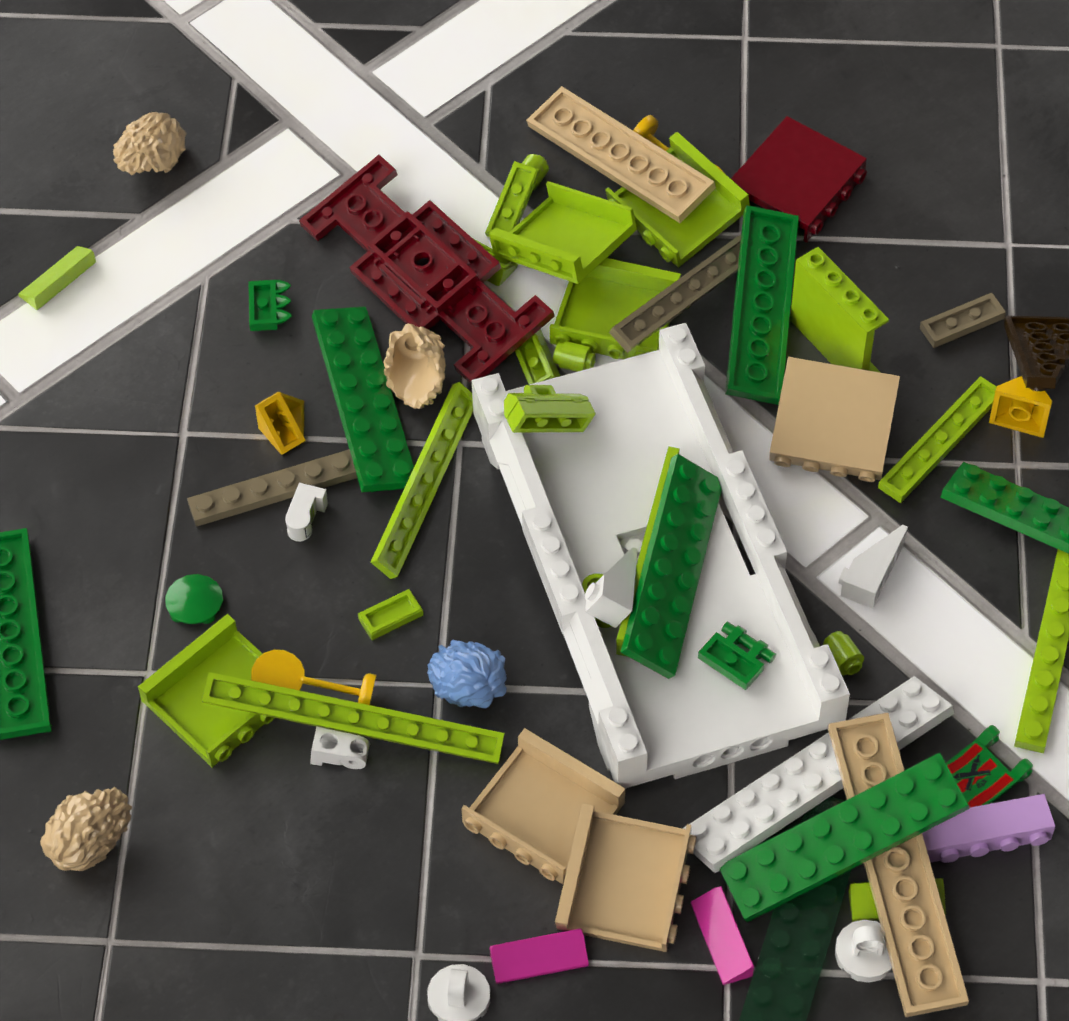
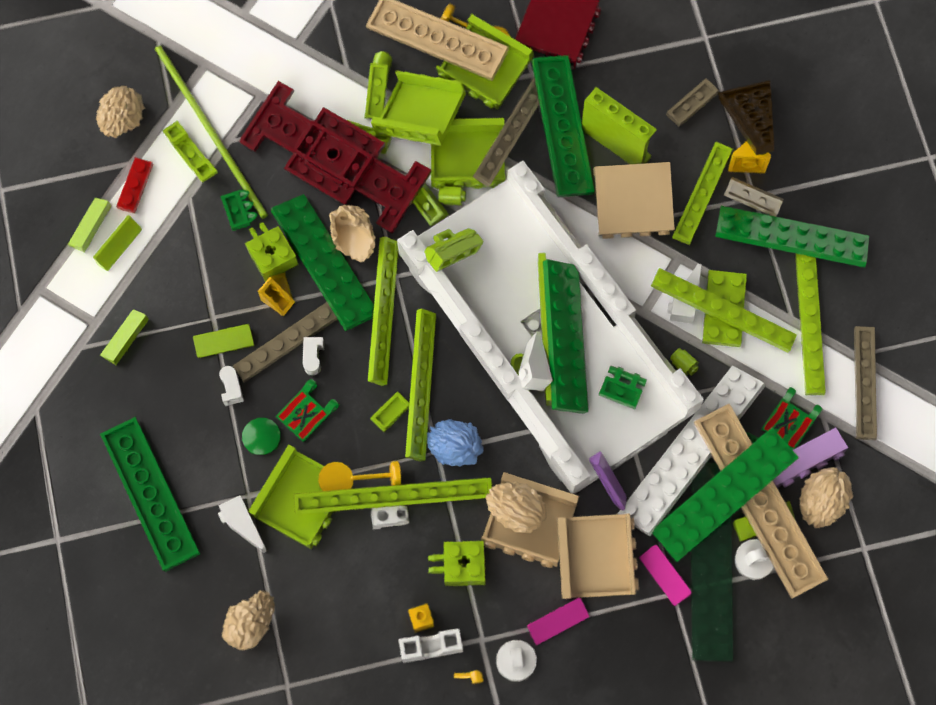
camera: 15 degrees left, 15 degrees up
(52, 427) = (124, 337): none -> lime slope
(85, 307) = (117, 243): none -> lime slope
(122, 699) = (238, 519): none -> white slope
(136, 243) = (134, 185): none -> red plate
(177, 523) = (232, 386): none -> white leg
(186, 463) = (223, 340): none -> lime slope
(225, 217) = (189, 152): none -> lime slope
(266, 203) = (208, 127): none -> lime piece
(267, 584) = (304, 414): none -> flag
(293, 365) = (270, 242): none -> lime hinge
(315, 936) = (422, 648): none -> white arch
(337, 896) = (421, 618): none -> yellow brick
(390, 999) = (476, 676): none -> yellow hand
(422, 838) = (453, 555): none -> lime hinge
(444, 589) = (420, 385): none -> lime plate
(527, 776) = (516, 506): none -> tan hair
(676, 777) = (608, 480): none -> medium lavender slope
(923, 595) = (723, 310): none -> lime plate
(926, 599) = (731, 288): none -> lime plate
(1000, 887) = (825, 497): none -> tan hair
(1015, 461) = (753, 197): none -> dark tan plate

